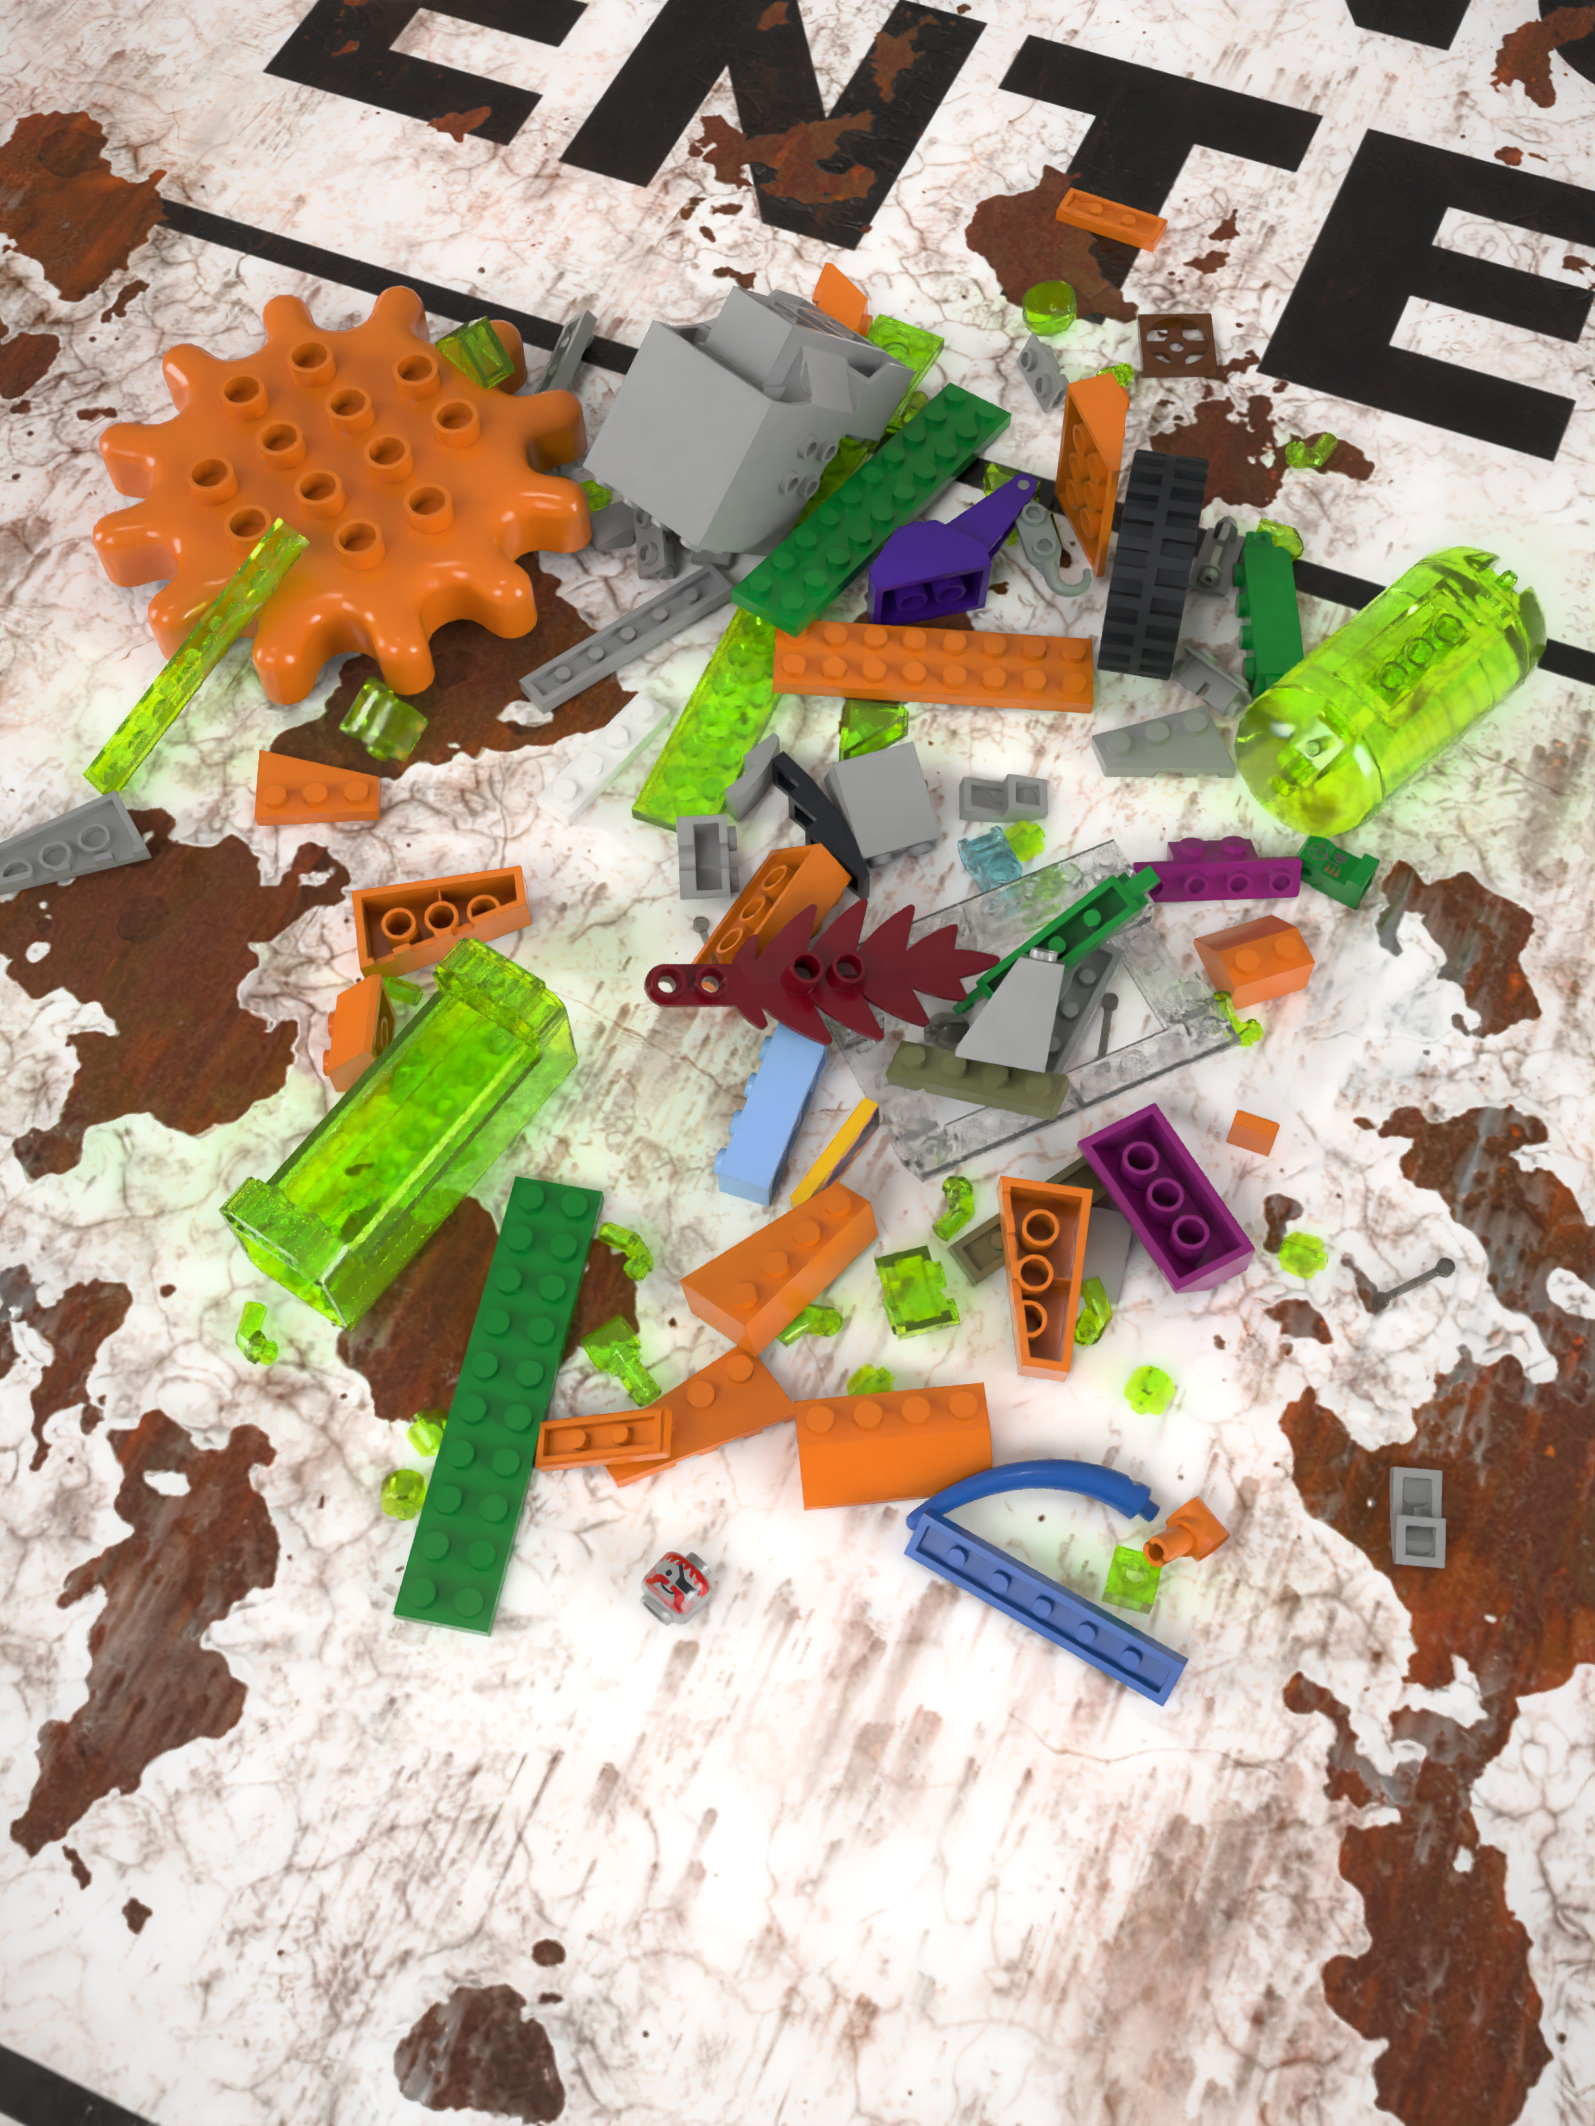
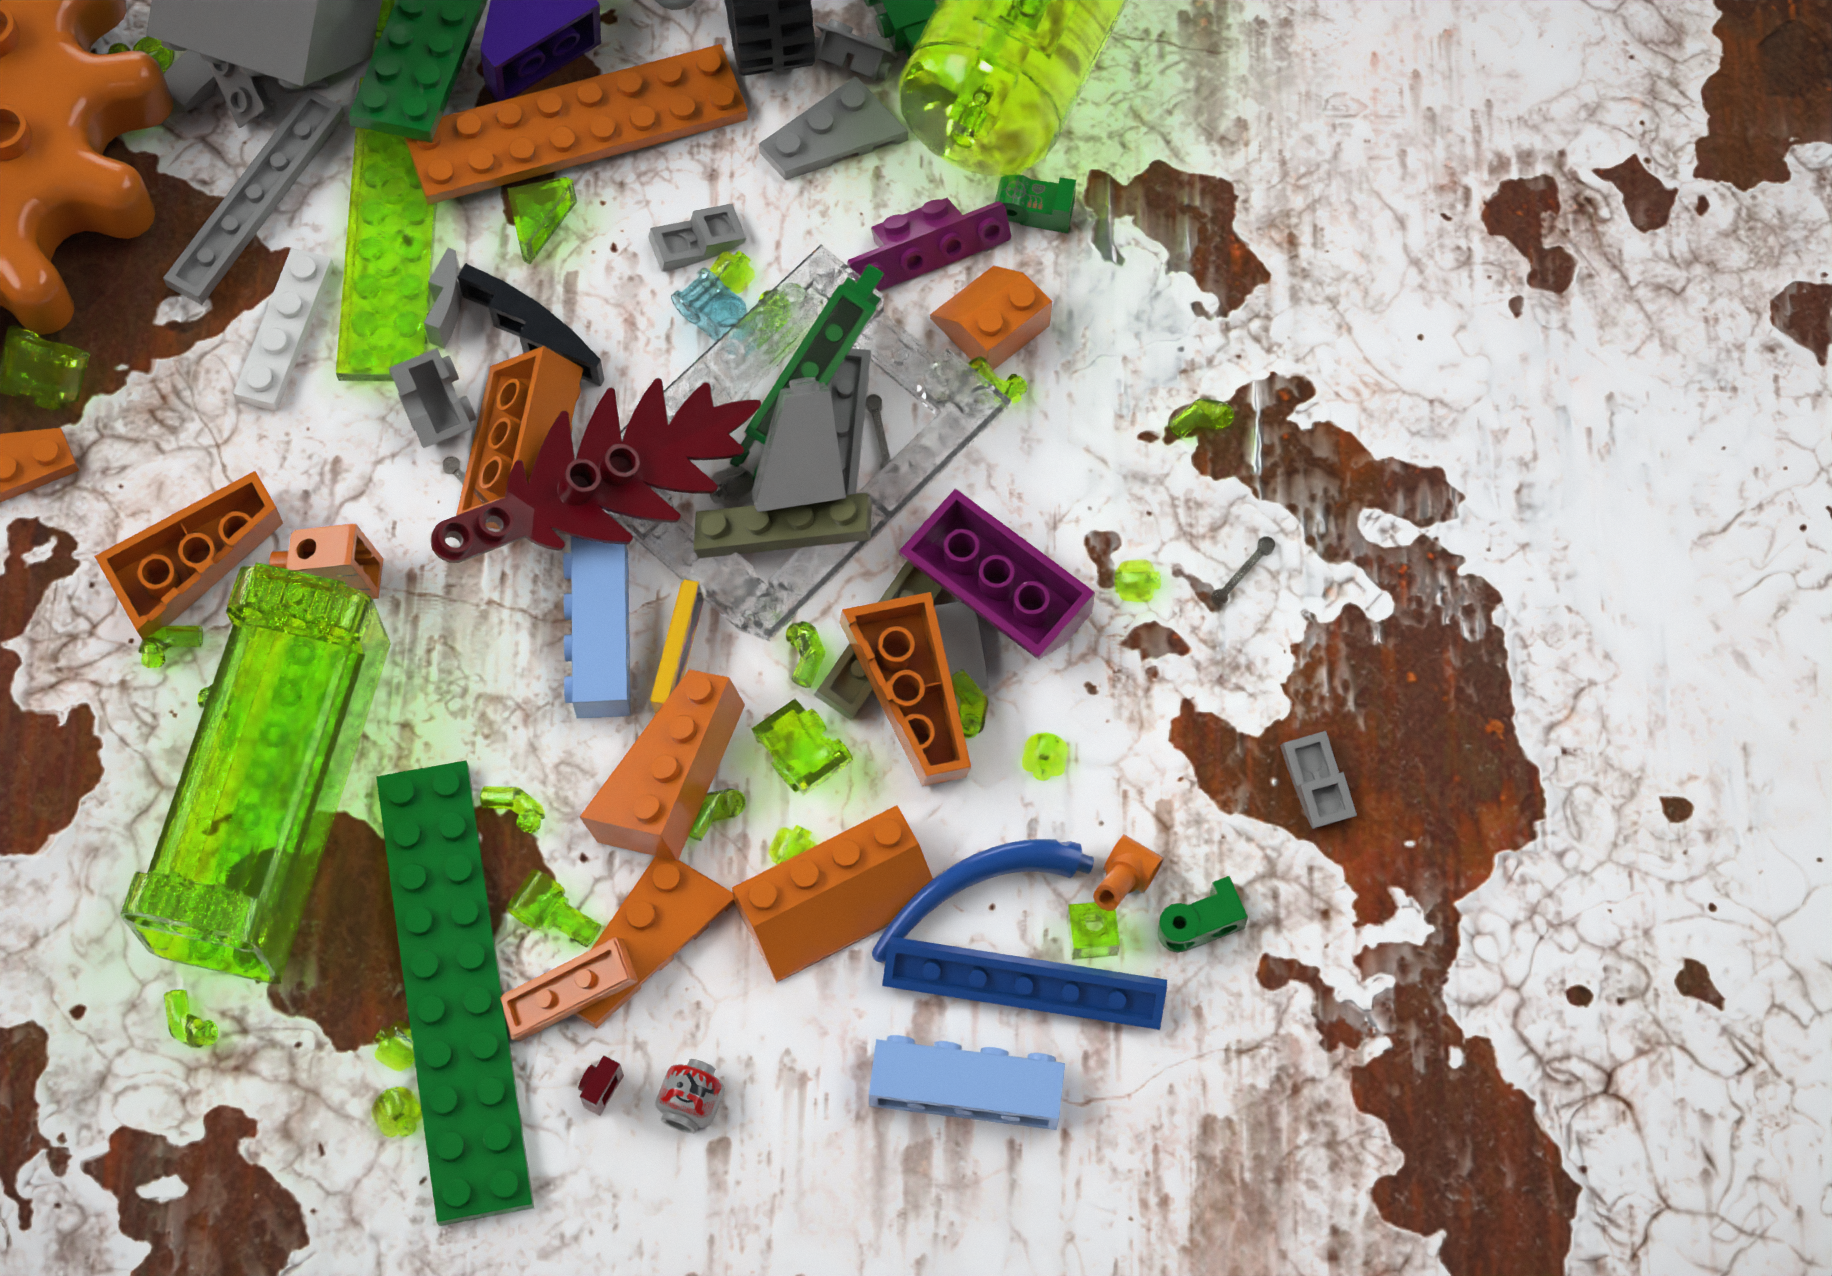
camera: 25 degrees left, 5 degrees up
(359, 1031) = (163, 695): orange slope -> none
(564, 966) = (336, 554): none -> orange torso
(597, 1542) = (600, 1084): none -> dark red plate
(884, 803) = (586, 283): light grey slope -> none
(948, 1683) = (966, 1083): none -> light blue brick
(1247, 1614) = (1203, 921): none -> green leg
(1253, 1133) = (1052, 483): orange tile -> none
(1425, 1119) = (1202, 413): none -> clear neon green arm

